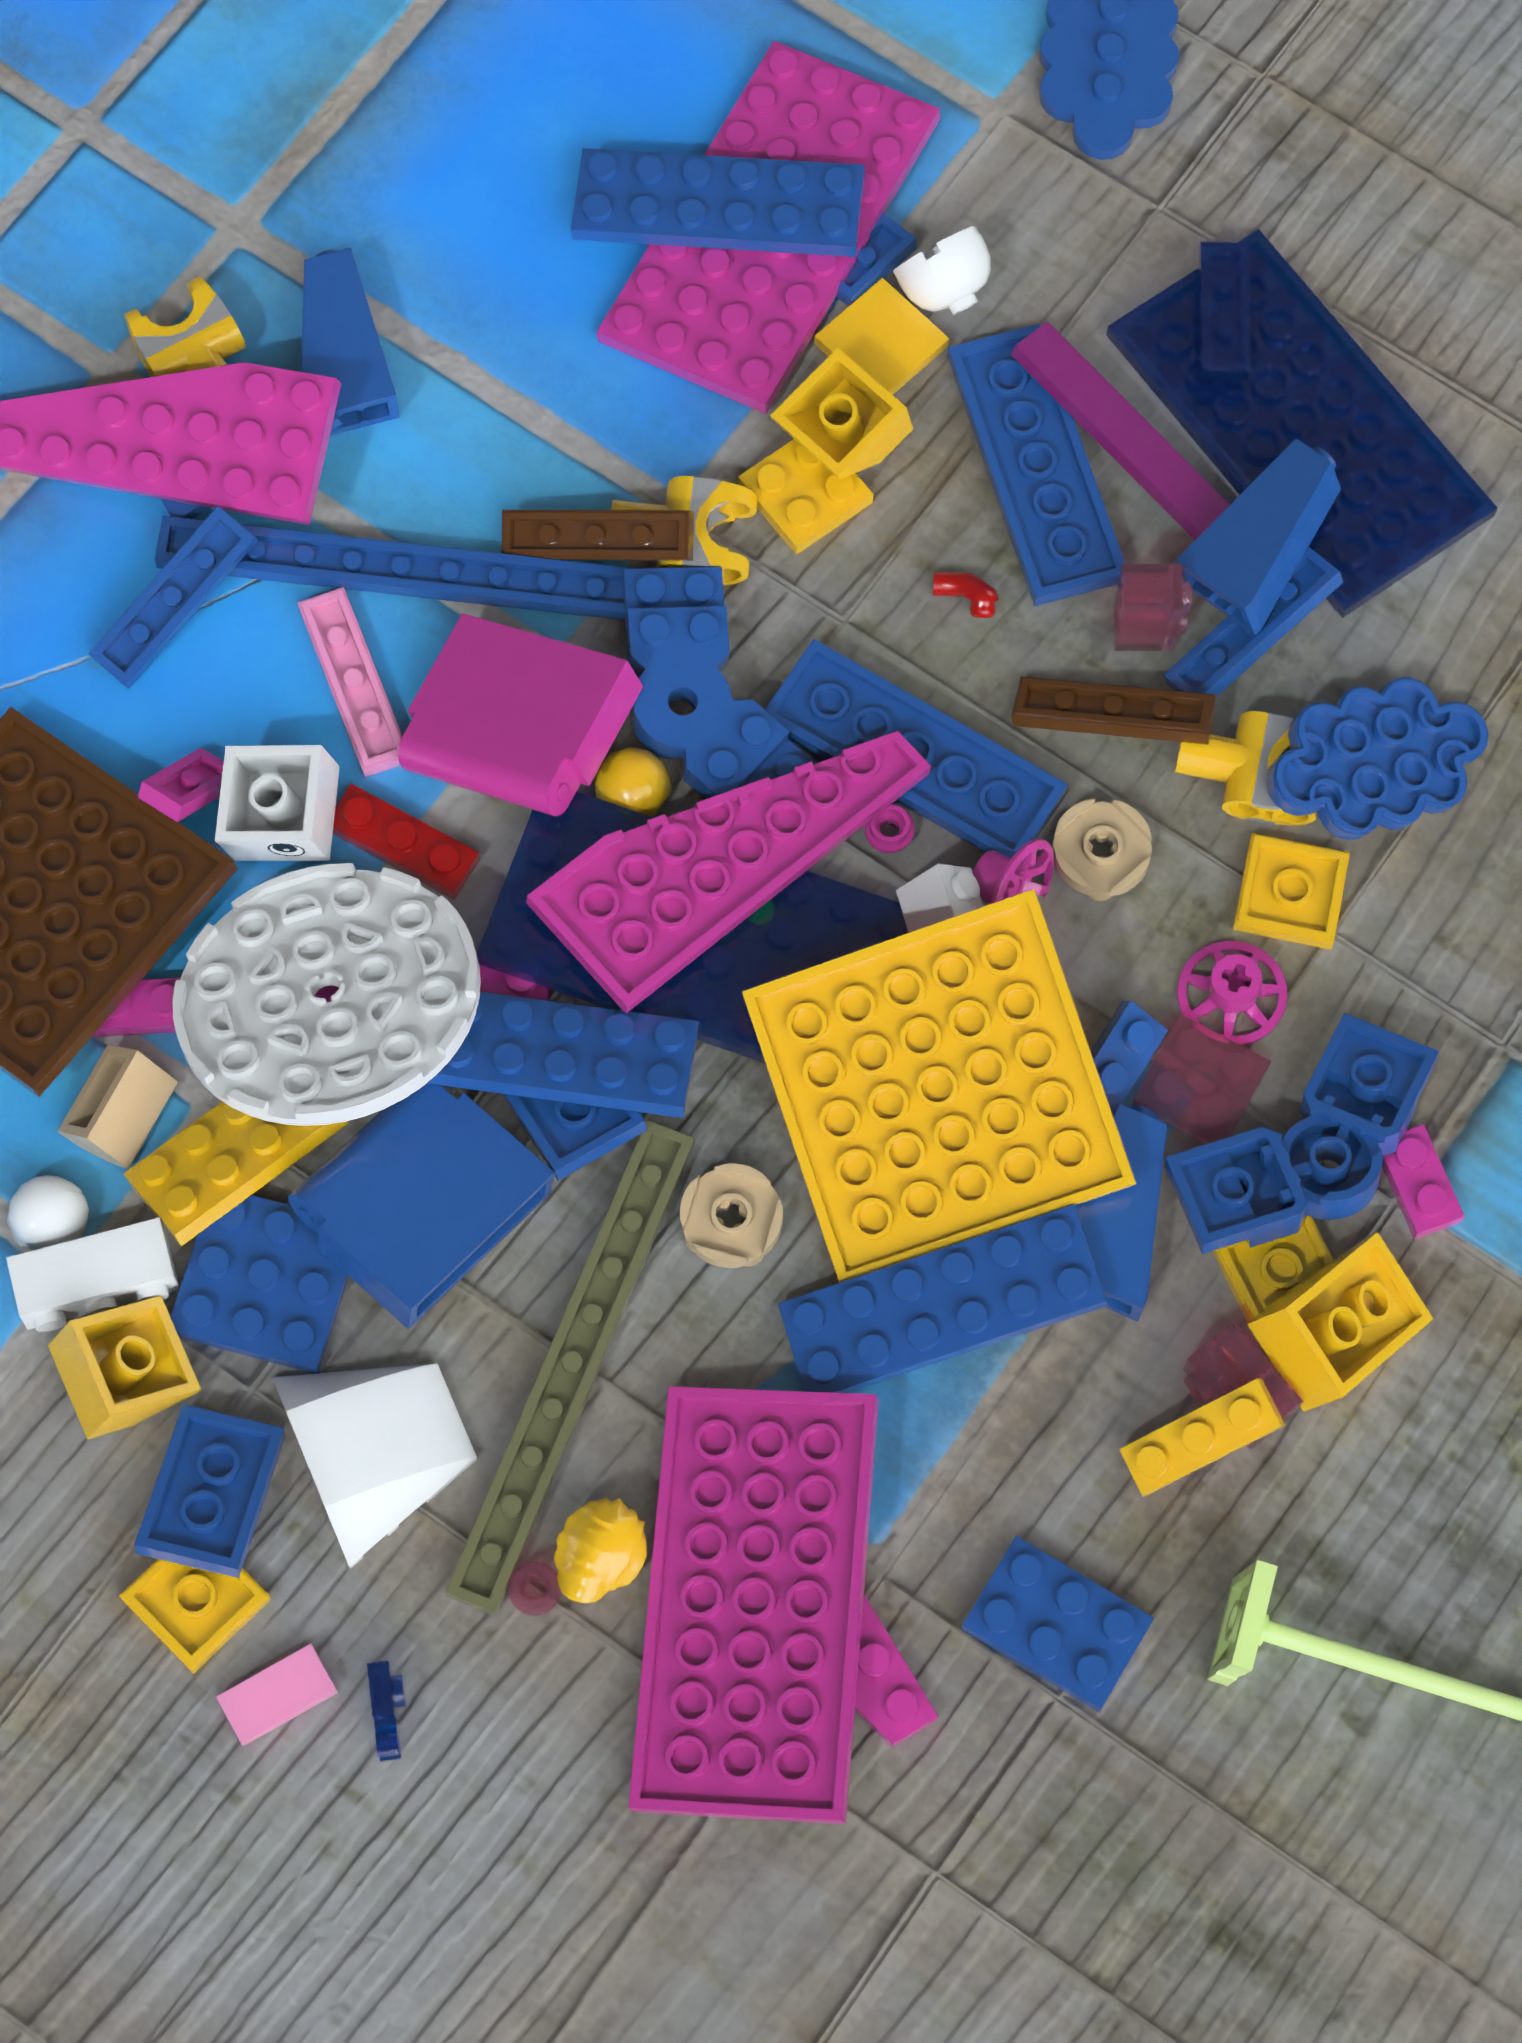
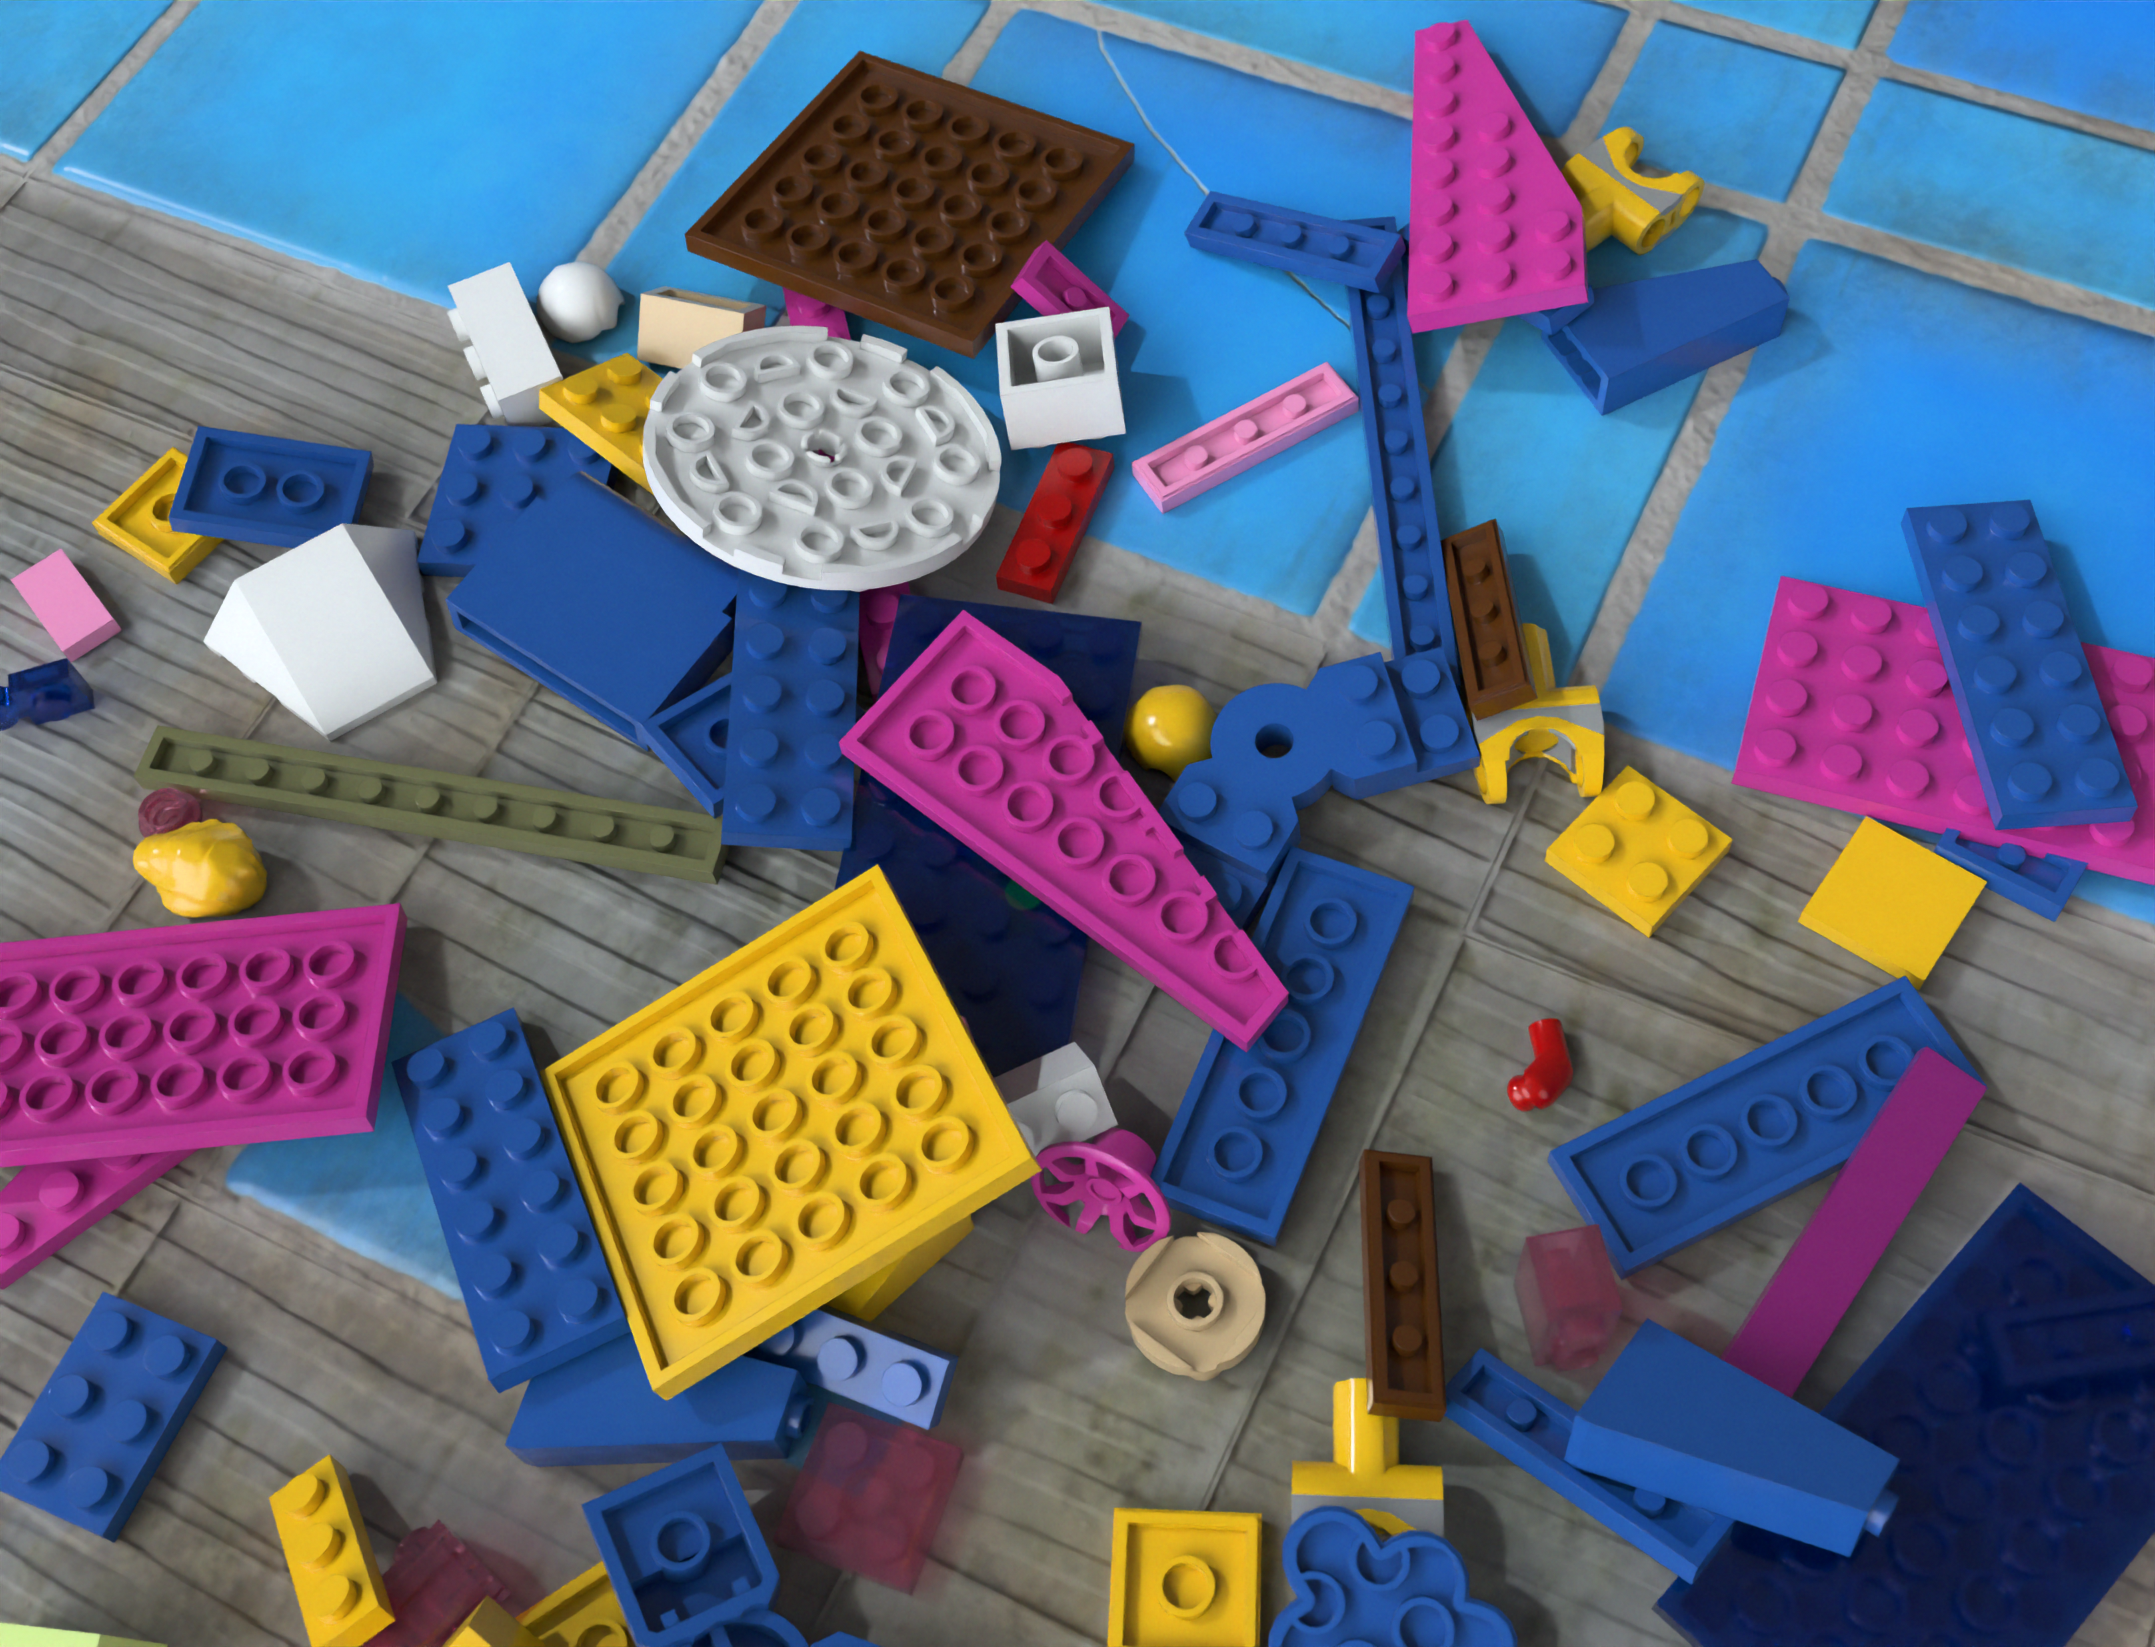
camera: 90 degrees right, 10 degrees down
(123, 1366) = (405, 386): yellow slope -> none
(517, 715) = (1212, 575): dark pink piece -> none
(715, 1191) = (630, 970): tan plate -> none
(844, 417) = (1744, 860): yellow slope -> none
(896, 817) = (1169, 1013): dark pink plate -> none
(947, 273) = (2021, 951): white cylinder -> none
(1234, 988) = (1013, 1522): dark pink wheel -> none

